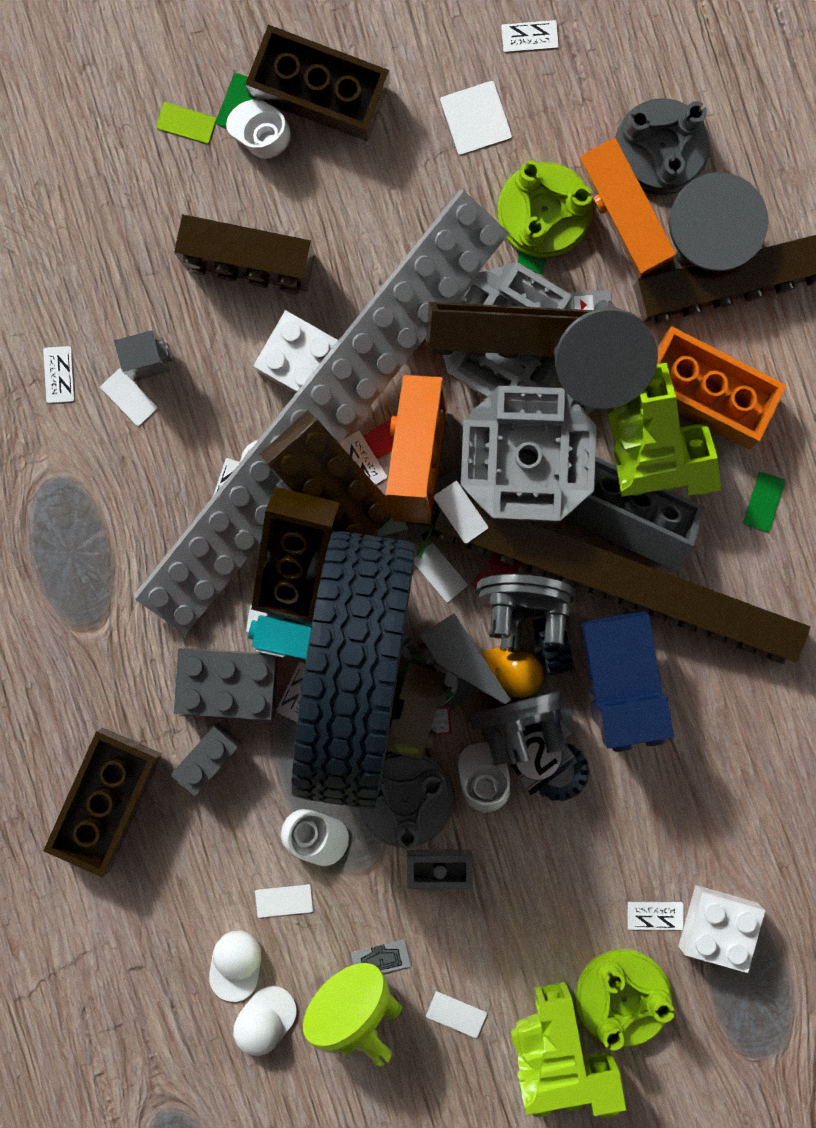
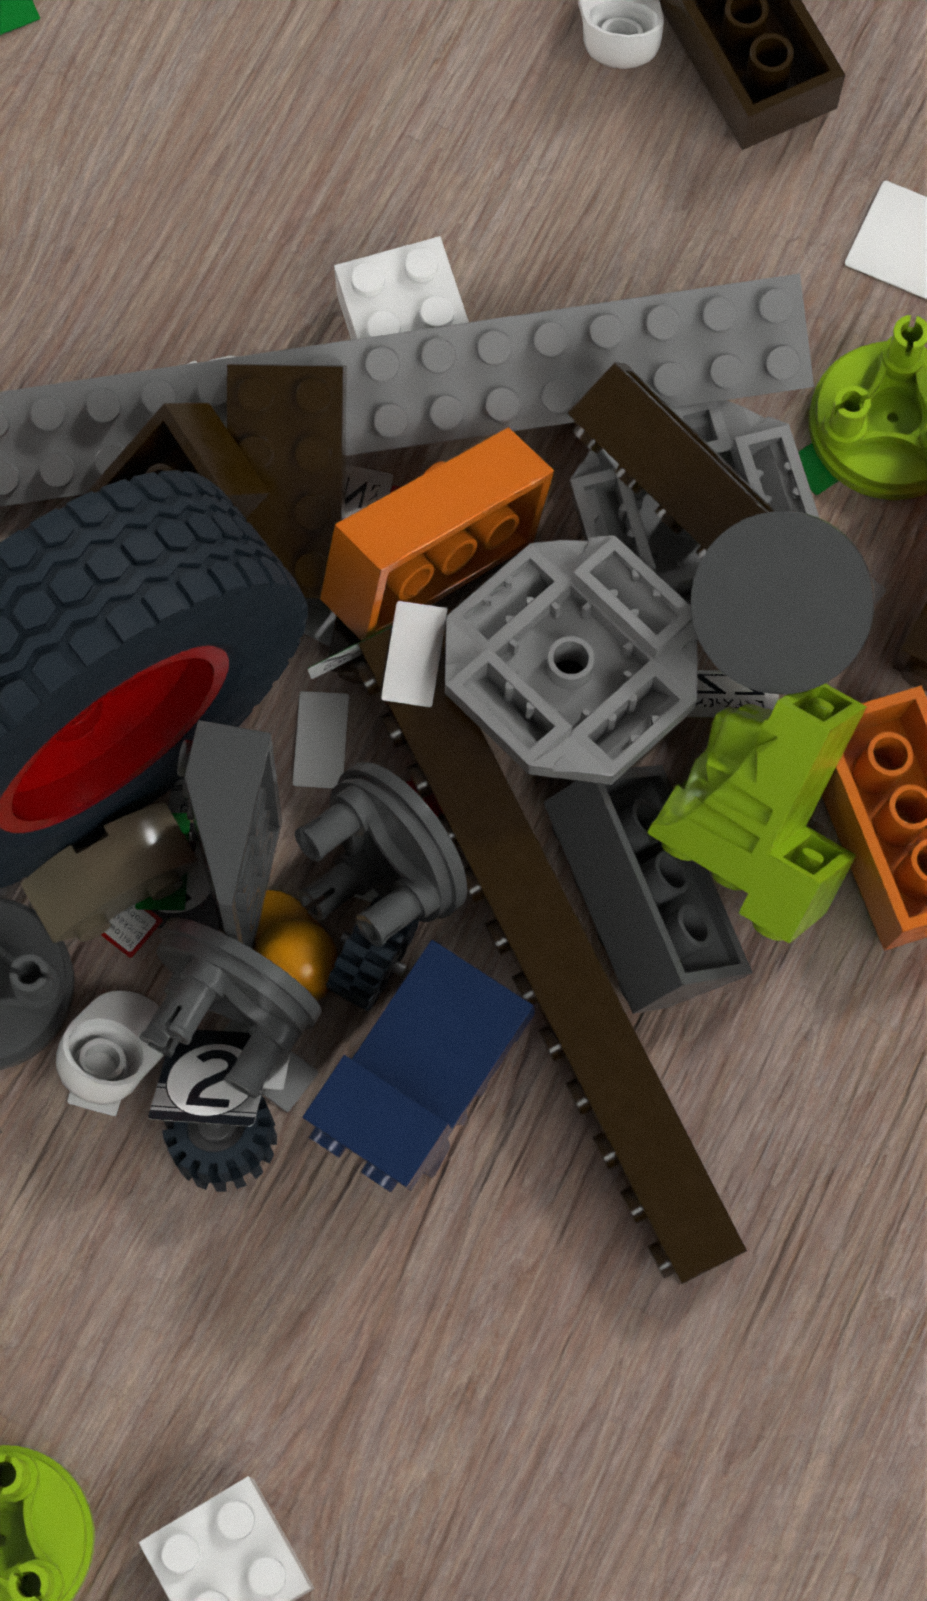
camera: 40 degrees right, 15 degrees down
(58, 374) = (95, 90): white sticker -> none
(128, 397) = (151, 188): white sticker -> none
(143, 355) = (214, 140): dark grey brick -> none
(245, 254) = (458, 135): dark brown brick -> none
(655, 916) = (157, 1467): white sticker -> none
(764, 501) = (842, 1042): green sticker -> none

